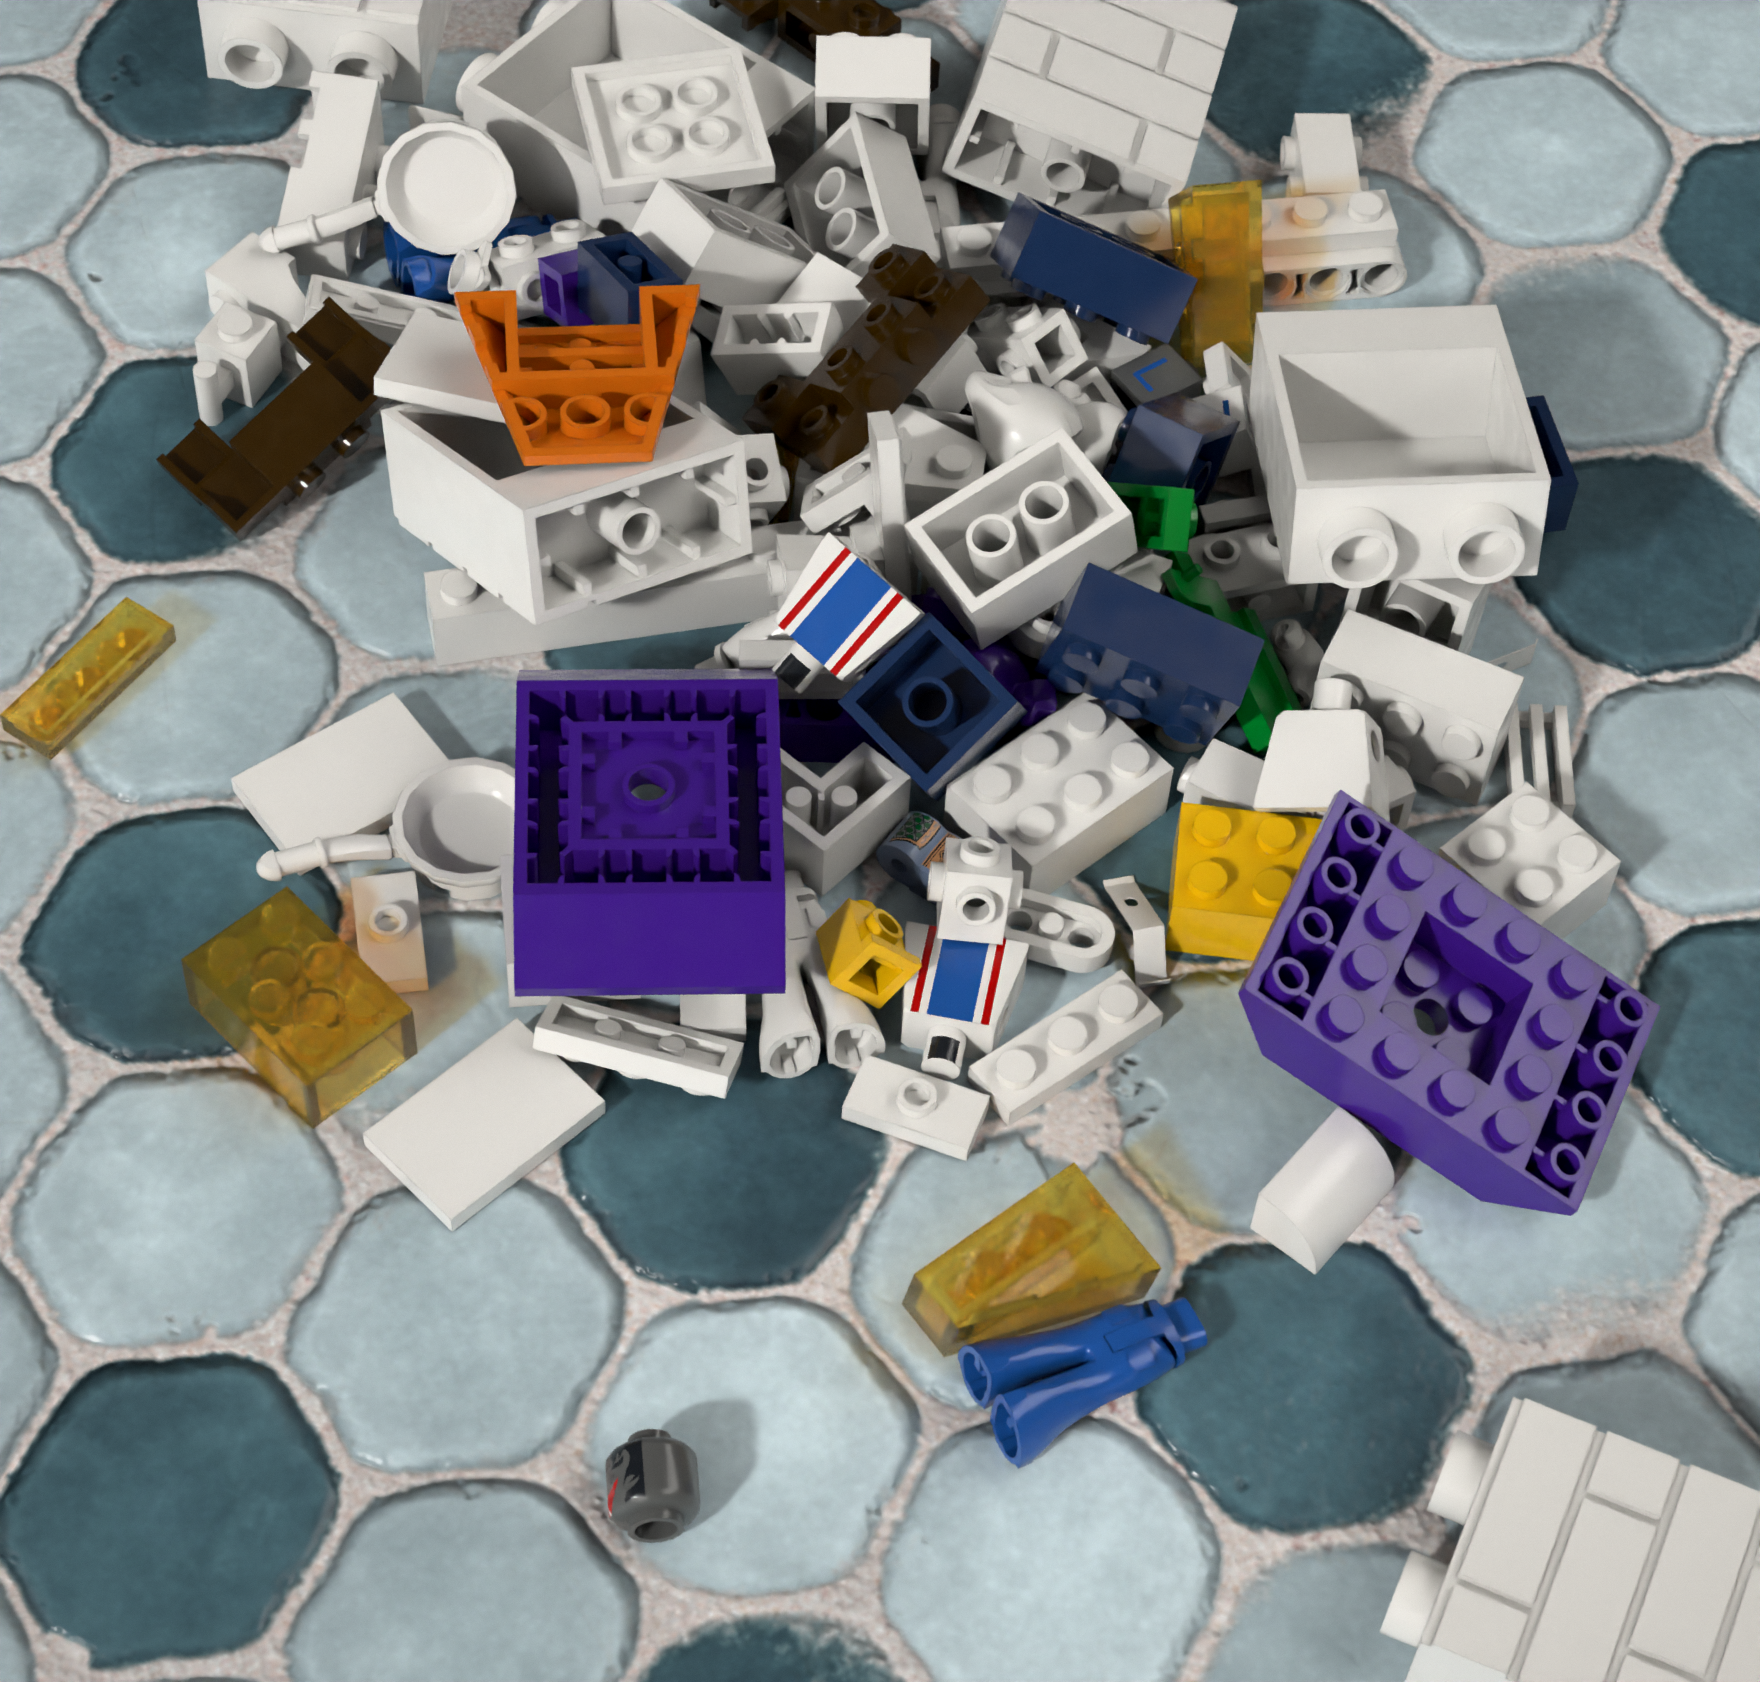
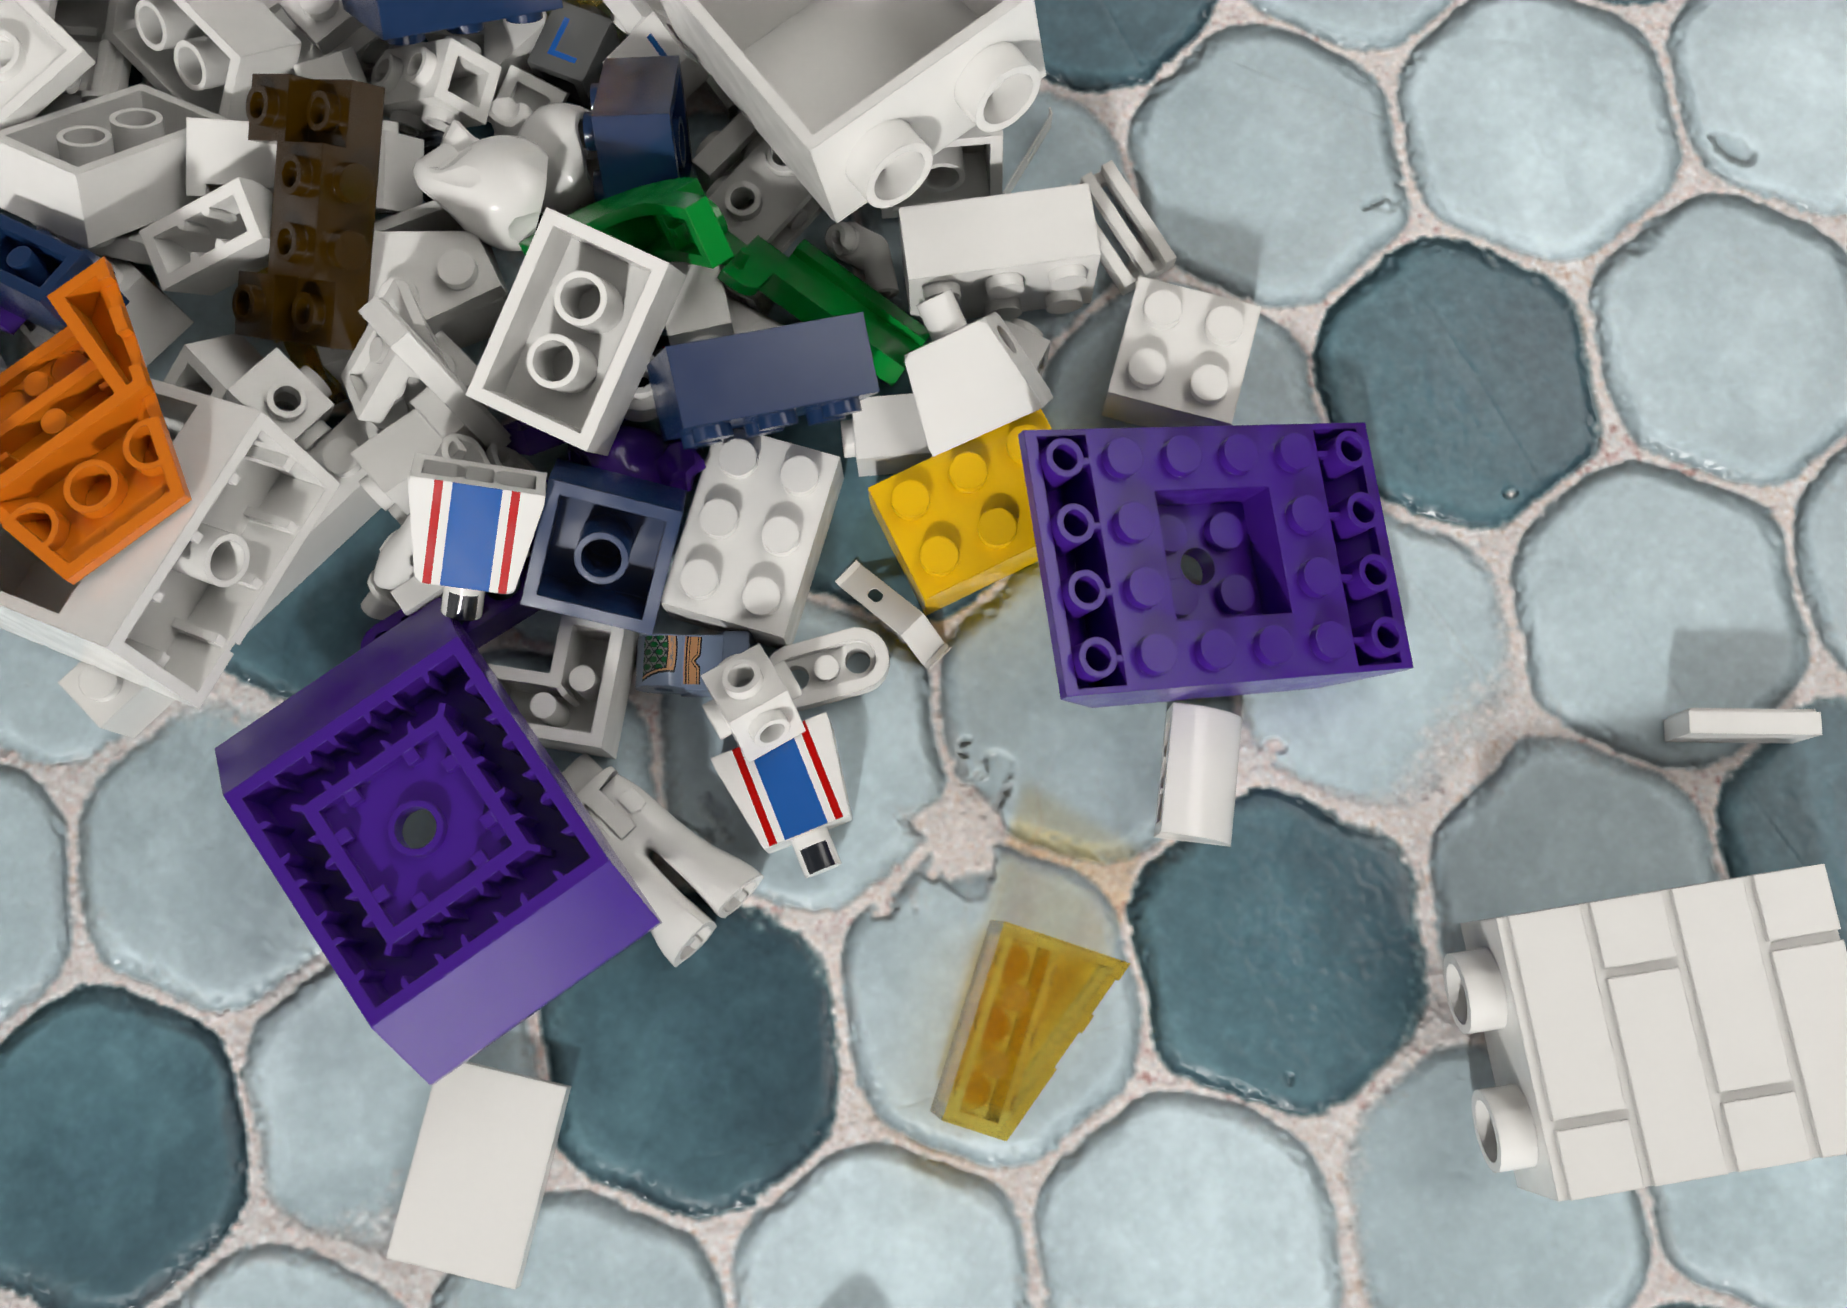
camera: 25 degrees left, 25 degrees up
(300, 1006) = (246, 1181): clear yellow brick -> none
(339, 777) = (136, 917): white tile -> none
(391, 929) = (275, 1042): white plate -> none
(444, 824) = (246, 932): white piece -> none
(638, 1046) = (589, 1013): white plate -> none
(867, 941) = (695, 814): yellow brick -> none
(915, 1107) = (822, 912): white plate -> none
(1065, 1047) = (906, 770): white plate -> none
(1101, 1360) = (1133, 1042): blue piece -> none

